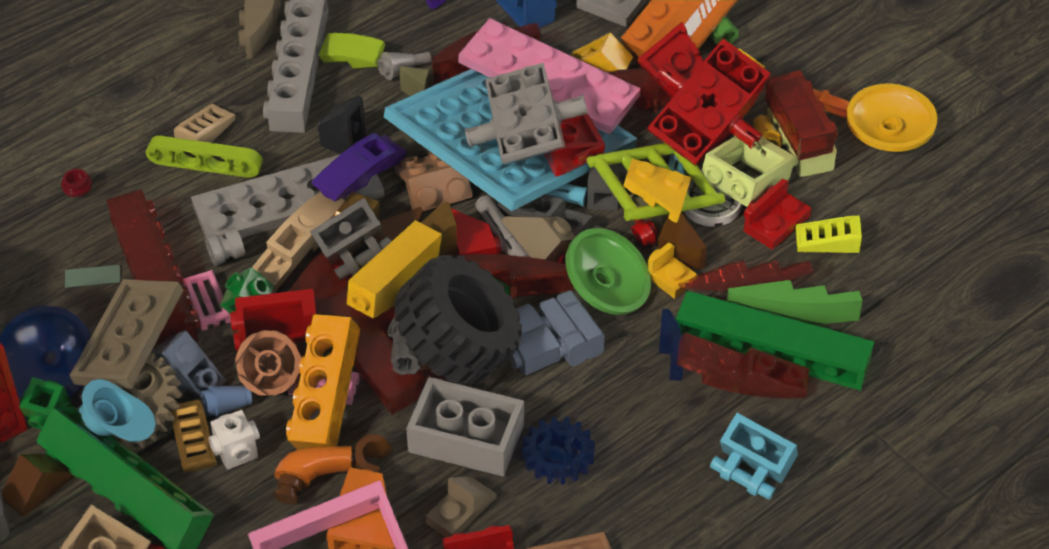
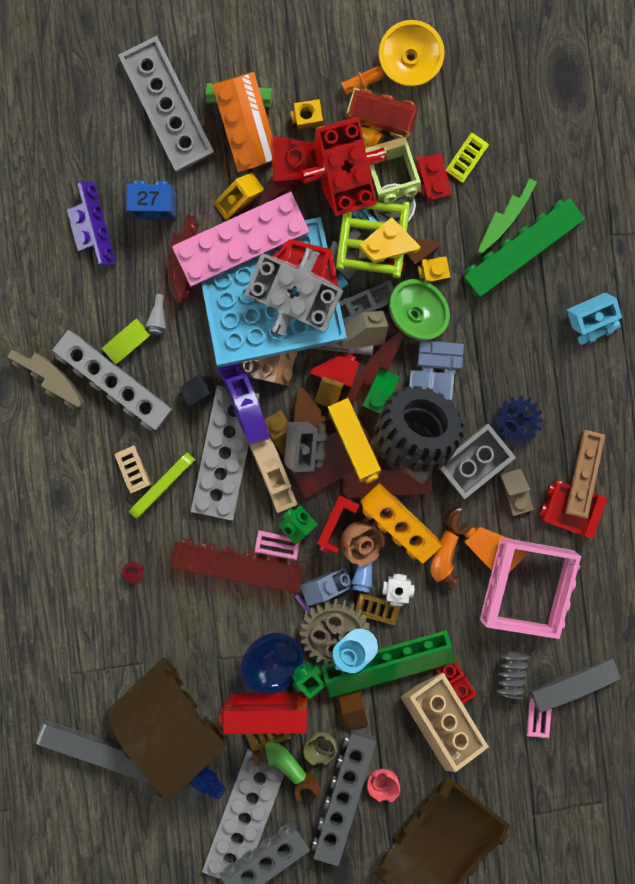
camera: 55 degrees left, 40 degrees up
(92, 276) = (212, 599): sand green sticker -> none
(127, 332) = (295, 614): dark tan plate -> none
(224, 246) = (246, 519): light grey wheel -> none
(413, 80) = (182, 320): olive slope -> none
(669, 343) = (482, 304): clear blue slope -> none
(737, 275) = (469, 238): clear red slope -> none
(747, 373) = (533, 281): clear red slope -> none

